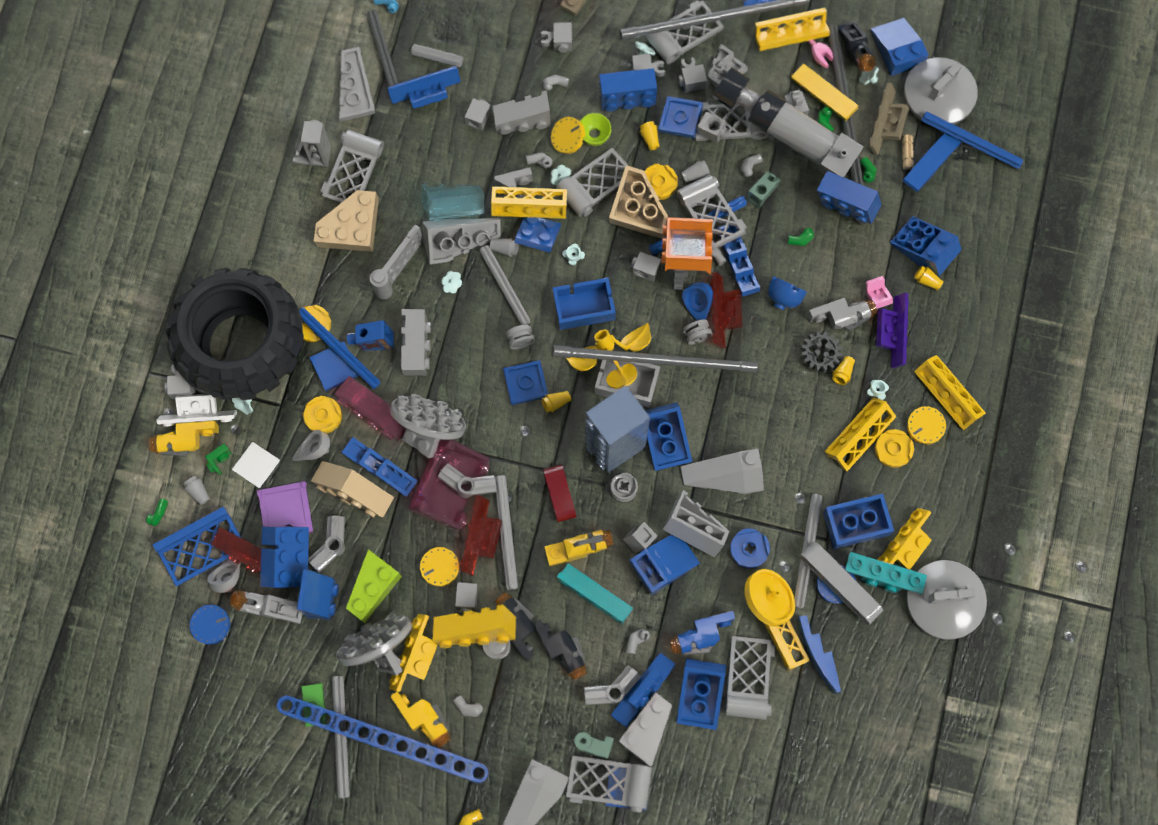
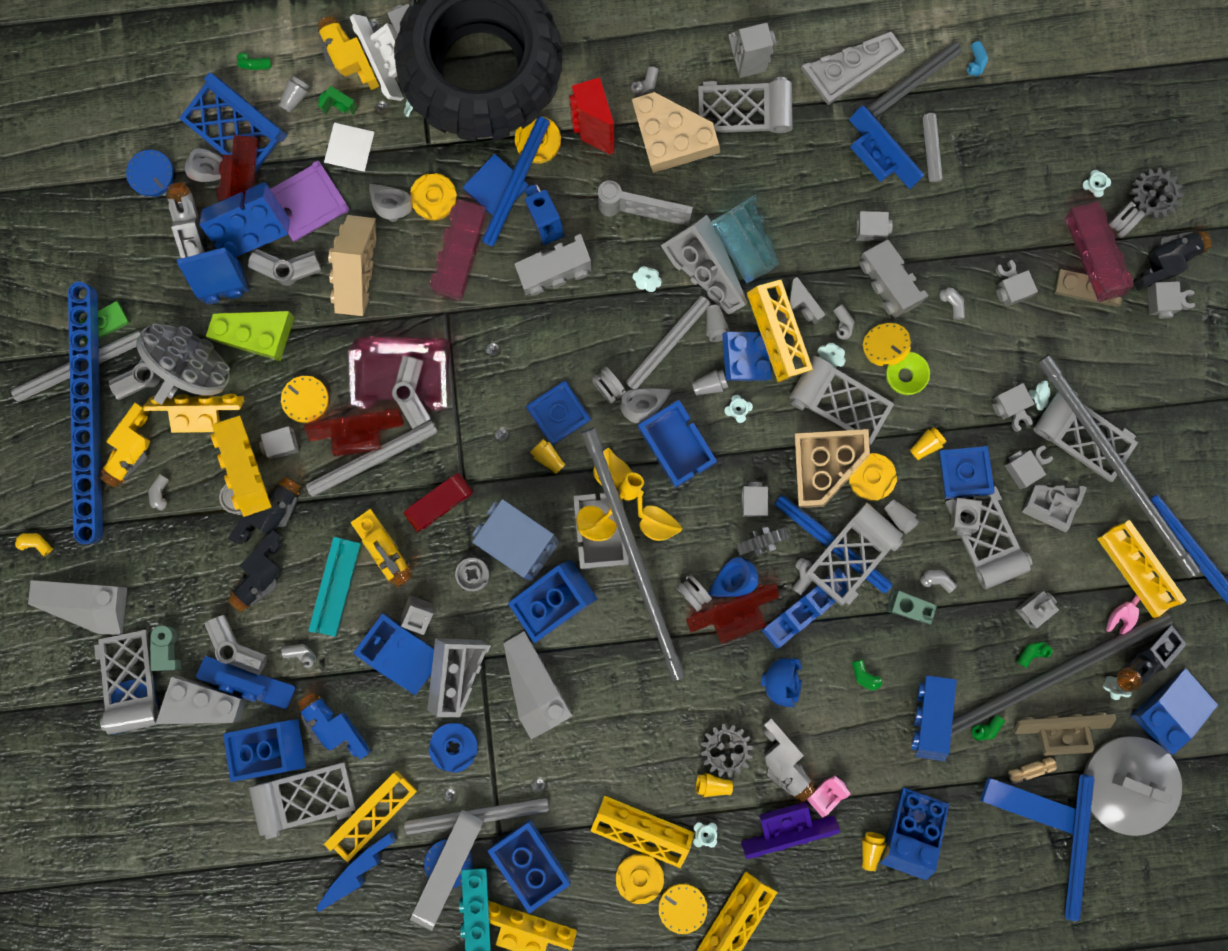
camera: 70 degrees right, 10 degrees up
(305, 230) = (647, 85): none -> light grey arm
(318, 268) = (592, 115): none -> red slope
(372, 695) = (133, 381): none -> light grey piece
(379, 467) = (394, 285): blue slope -> none
(426, 422) = (462, 317): light grey bracket -> none
(543, 319) = (642, 404): none -> light grey piece
(547, 265) = (711, 383): none -> light grey cone
(627, 89) = (974, 394): blue piece -> none
(687, 244) = (791, 541): orange window -> none
(769, 597) = (398, 791): yellow piece -> none
(789, 125) = (1001, 613): light grey piece -> none
(824, 92) = (1071, 639): yellow tile -> none

